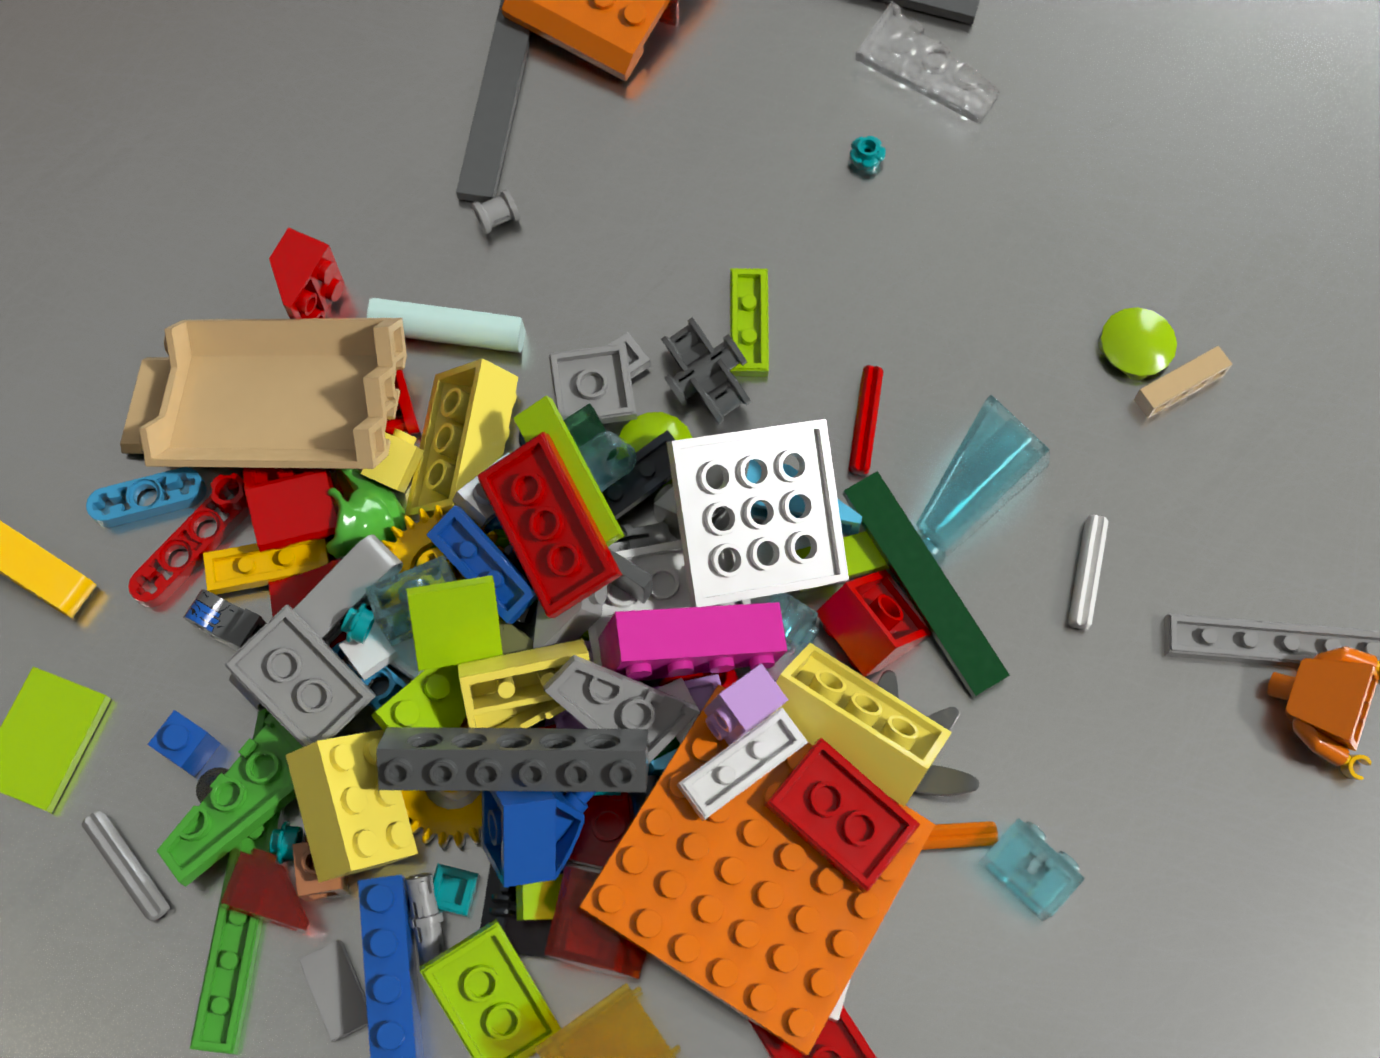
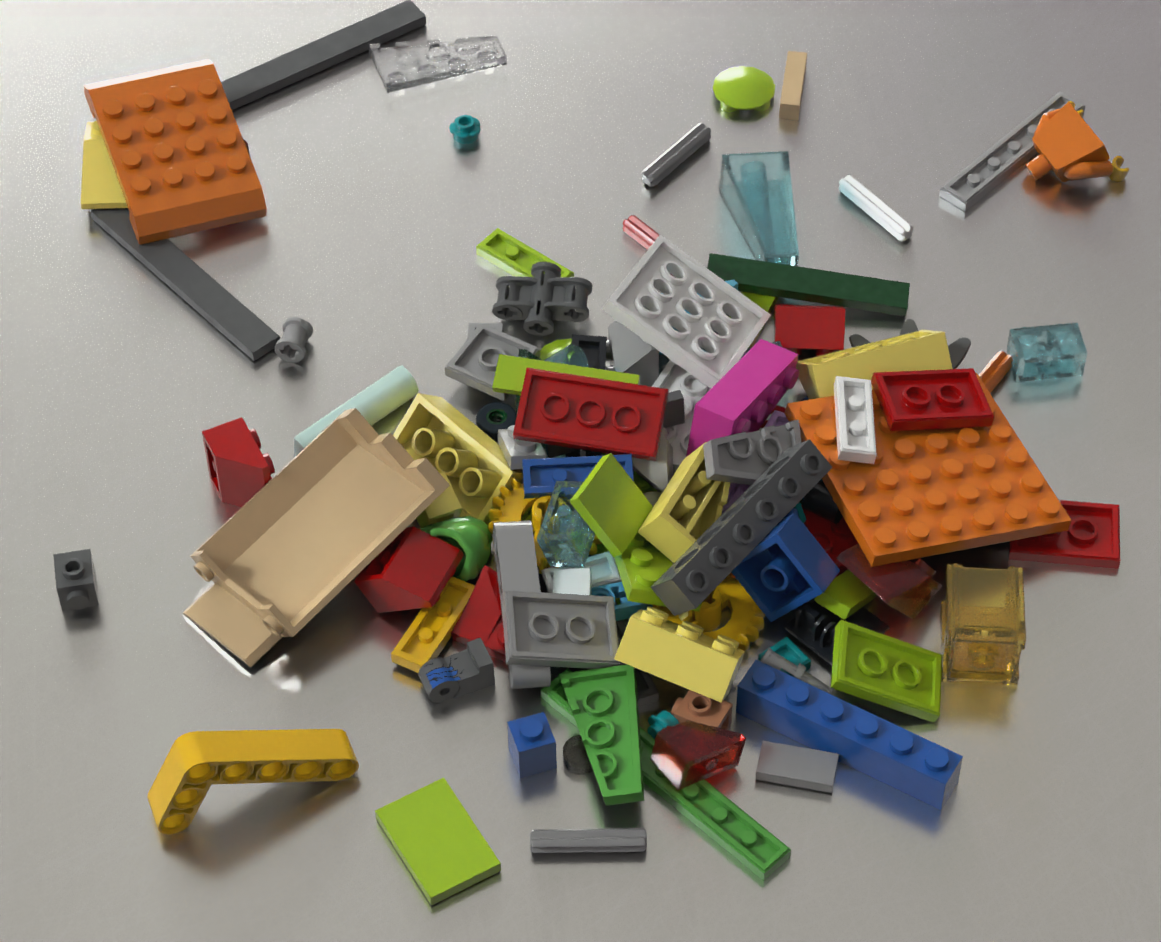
camera: 50 degrees left, 20 degrees down
(105, 255) = (75, 580): none -> dark grey brick
(121, 515) = (304, 685): dark azure beam -> none
(186, 538) = (362, 611): red beam -> none
(358, 624) = (554, 568): teal plate -> none
(744, 705) = (824, 377): lavender brick -> none
(996, 347) = (676, 155): none -> light grey axle

